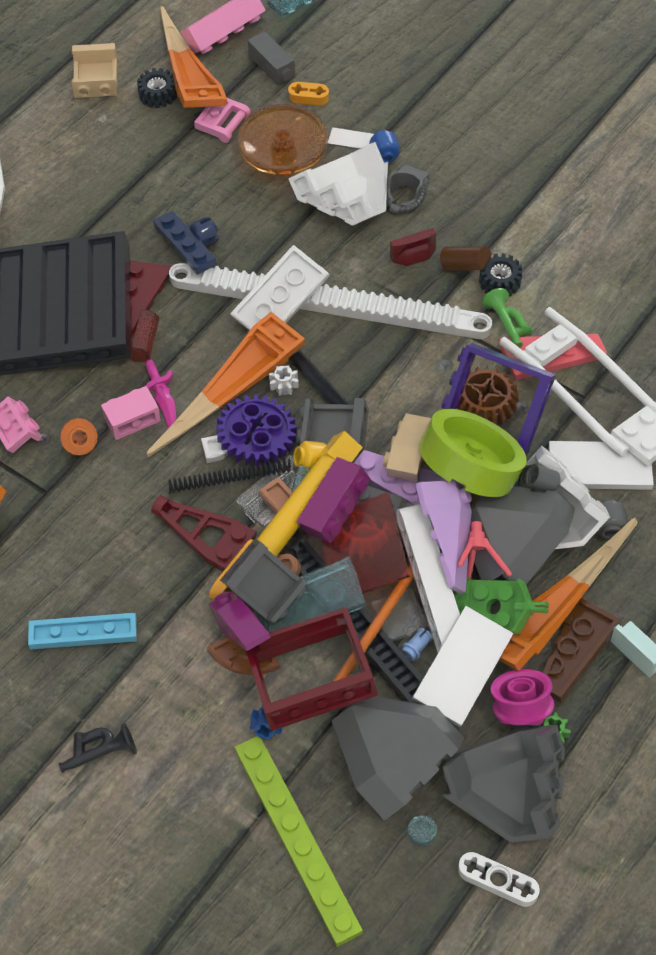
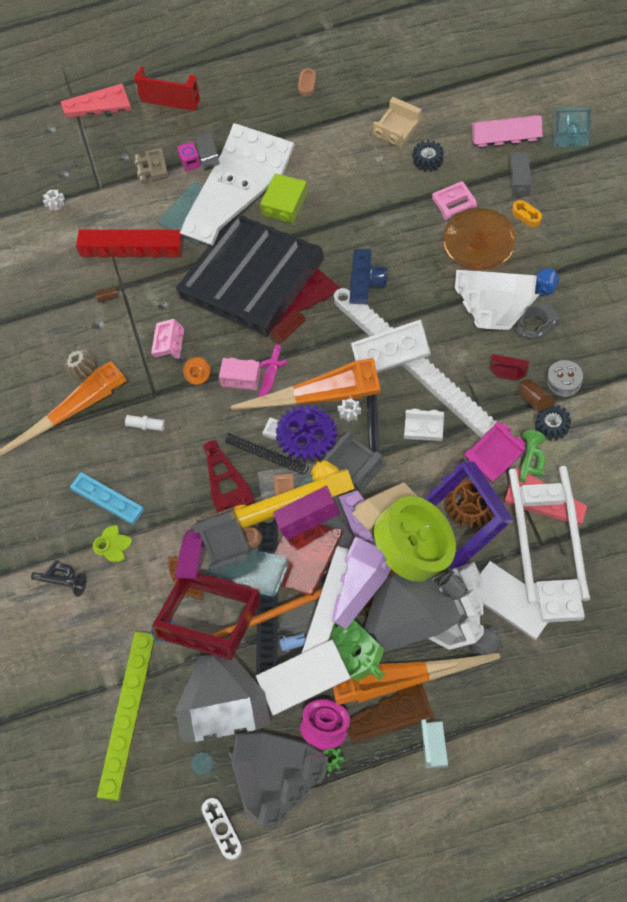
camera: 40 degrees right, 5 degrees up
(29, 209) = (283, 198): none -> lime brick
(60, 526) = (144, 423): none -> white pin
(130, 672) = (114, 544): none -> lime plate
(192, 80) = (452, 164): orange plate -> none
(349, 138) = (530, 261): white sticker -> none
(373, 351) = (424, 425): none -> white bracket
(469, 324) = (496, 451): none -> dark pink panel
(477, 227) = (564, 378): none -> light grey head
(478, 542) = (374, 601): coral plant -> none

